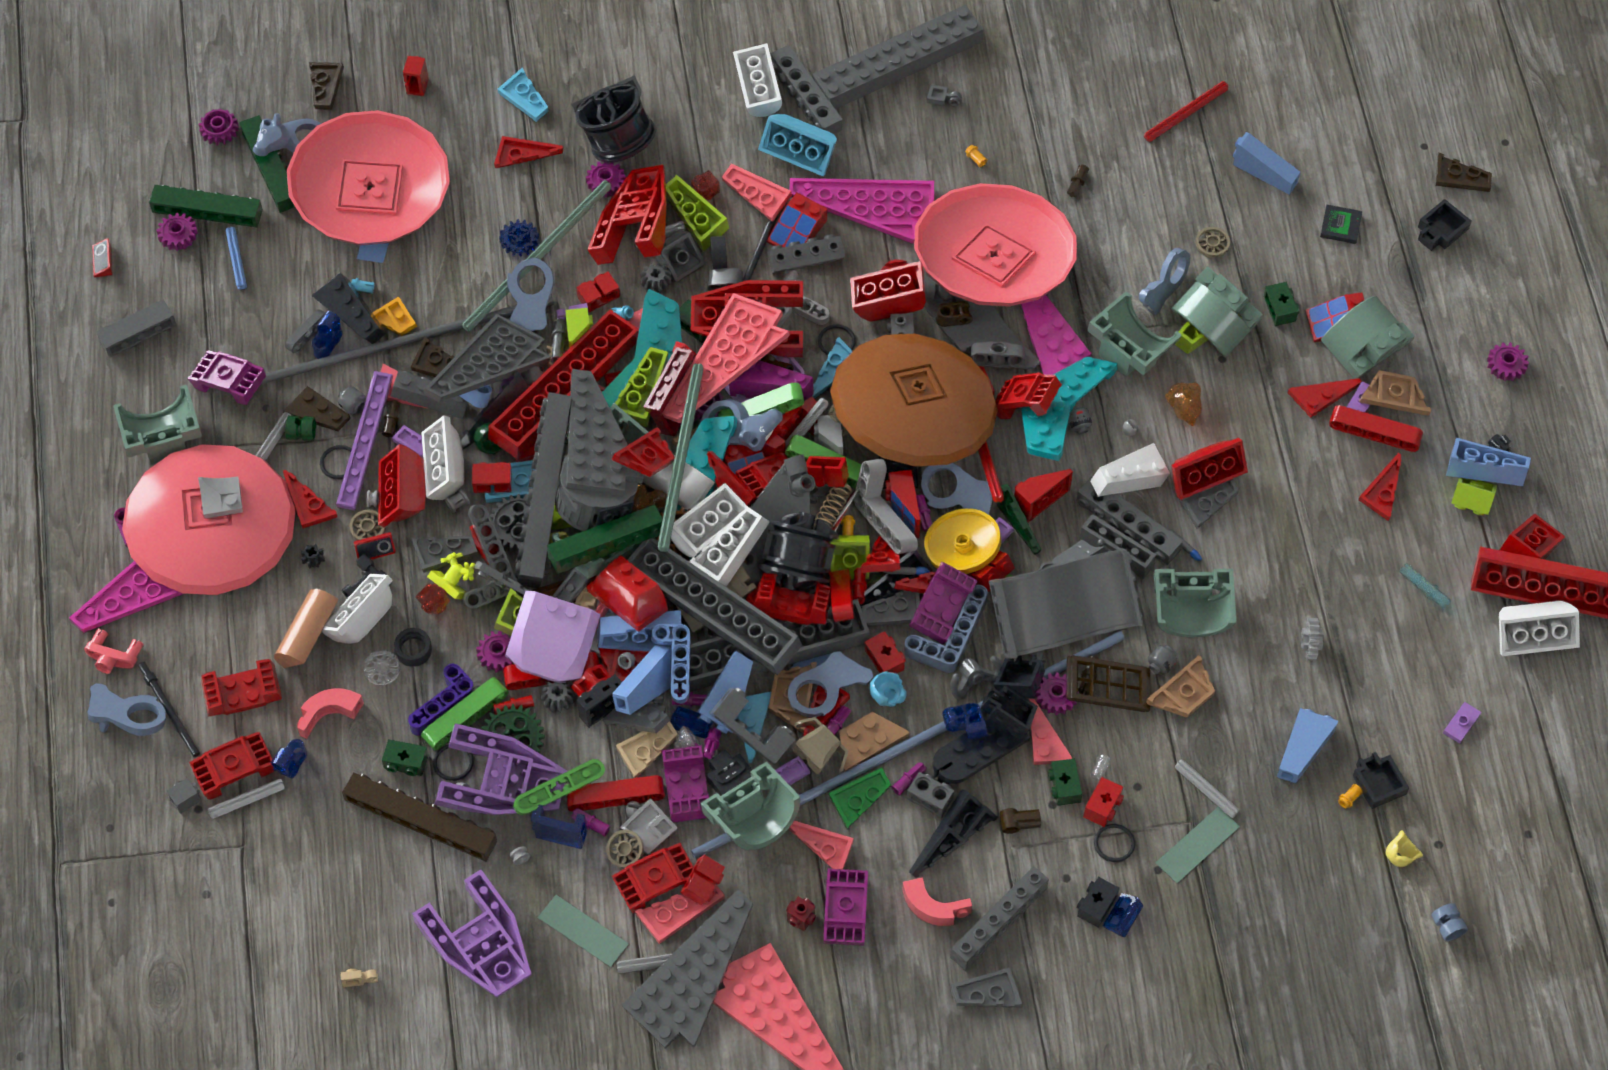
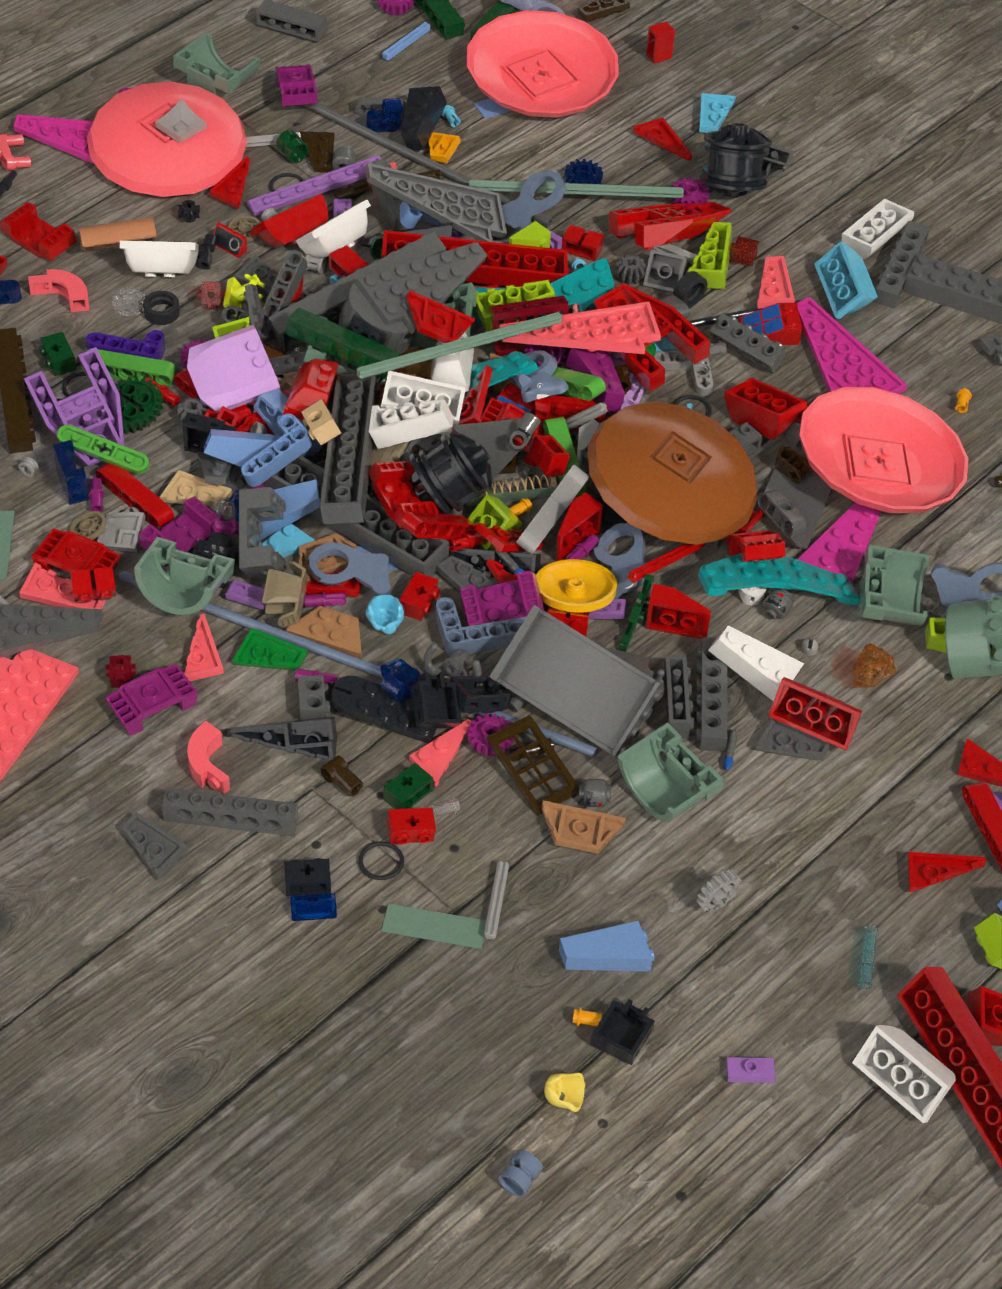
camera: 50 degrees right, 10 degrees down
(670, 605) = (320, 422): none -> tan brick

